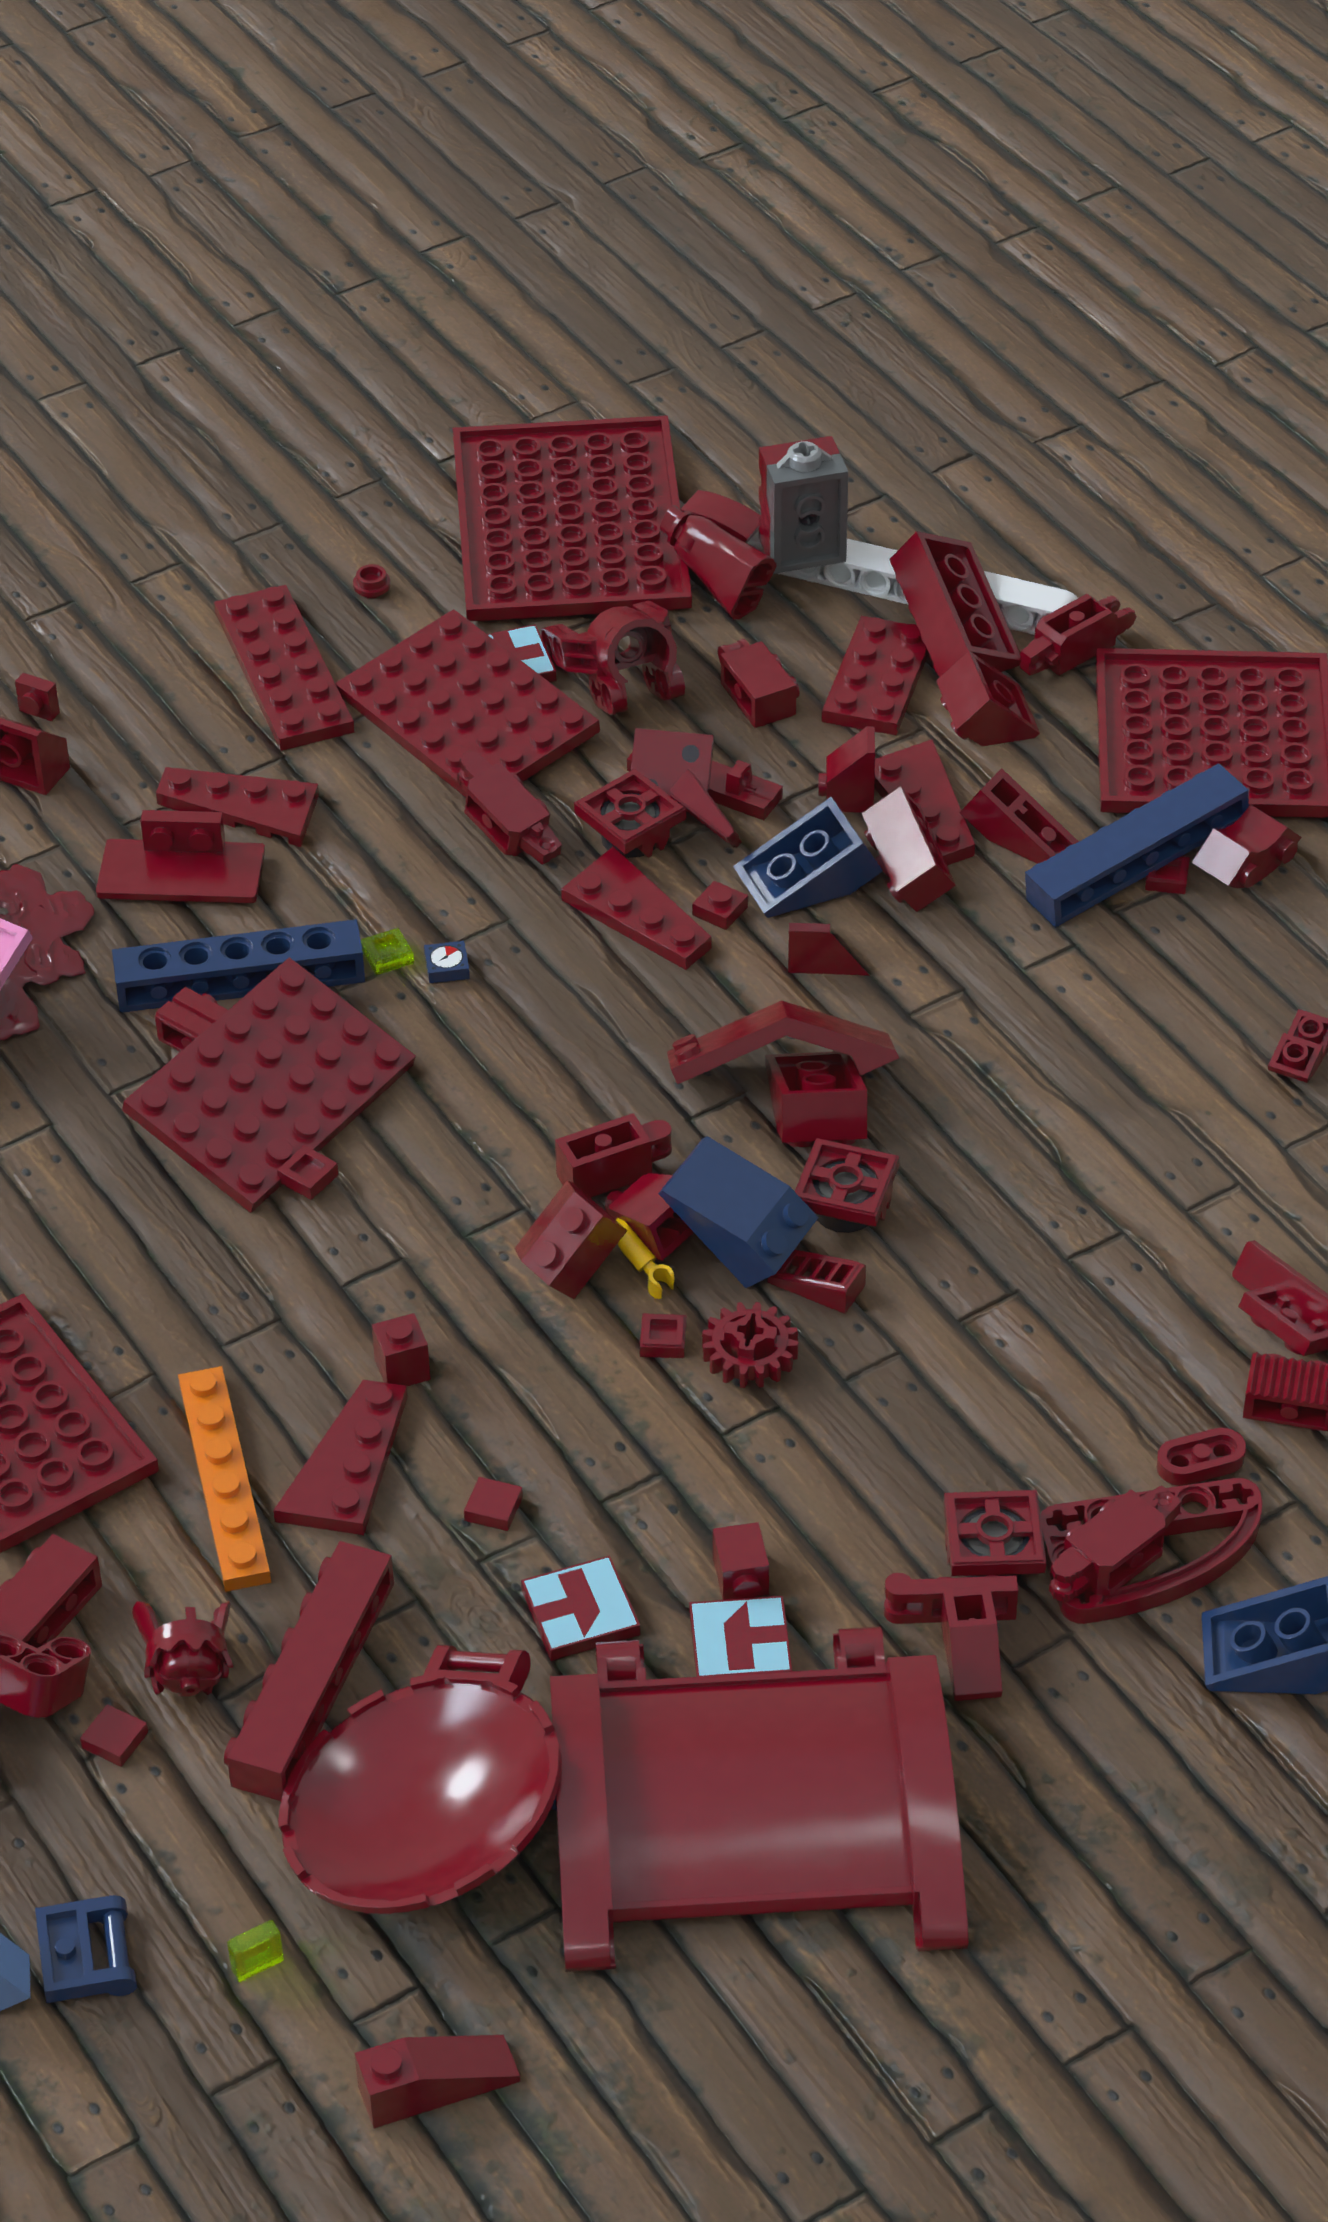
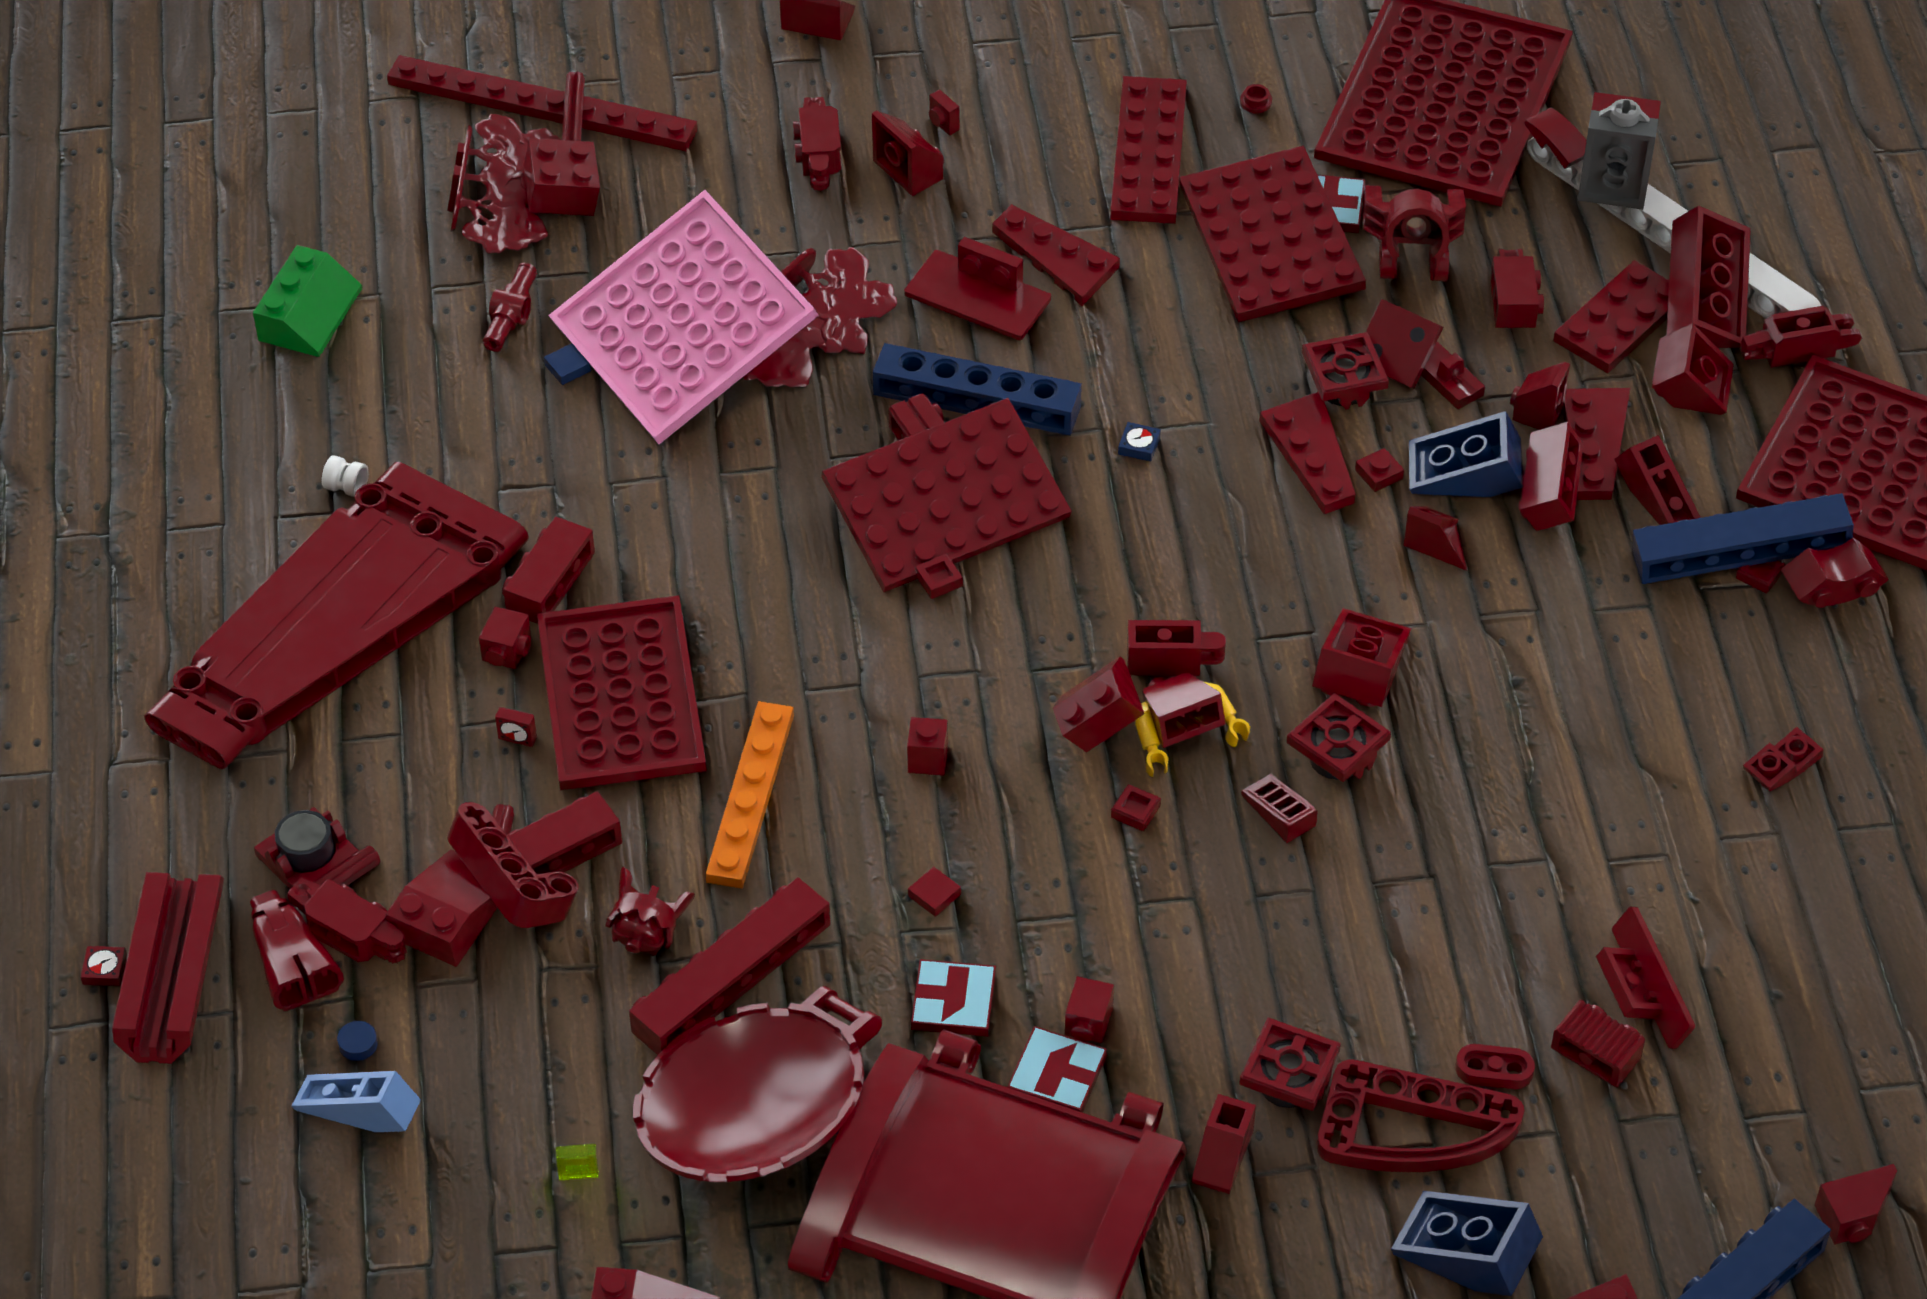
camera: 25 degrees right, 5 degrees up
(68, 1950) = (450, 1108): dark blue plate -> none
(114, 1735) = (568, 960): dark red tile -> none
(348, 1464) = (844, 820): dark red wing -> none
(387, 951) = (1099, 416): clear neon green tile -> none
(506, 809) = (1250, 332): dark red hinge -> none
(698, 1055) = (1412, 624): dark red windscreen -> none
(700, 805) = (1404, 376): dark red slope -> none
(721, 561) = (1541, 179): dark red piece -> none
(738, 1210) = (1237, 729): dark blue slope -> none
(750, 1344) = (1194, 840): dark red gear -> none
(921, 1599) = (1201, 1092): dark red plate -> none
(1114, 1544) = (1377, 1109): dark red hinge -> none

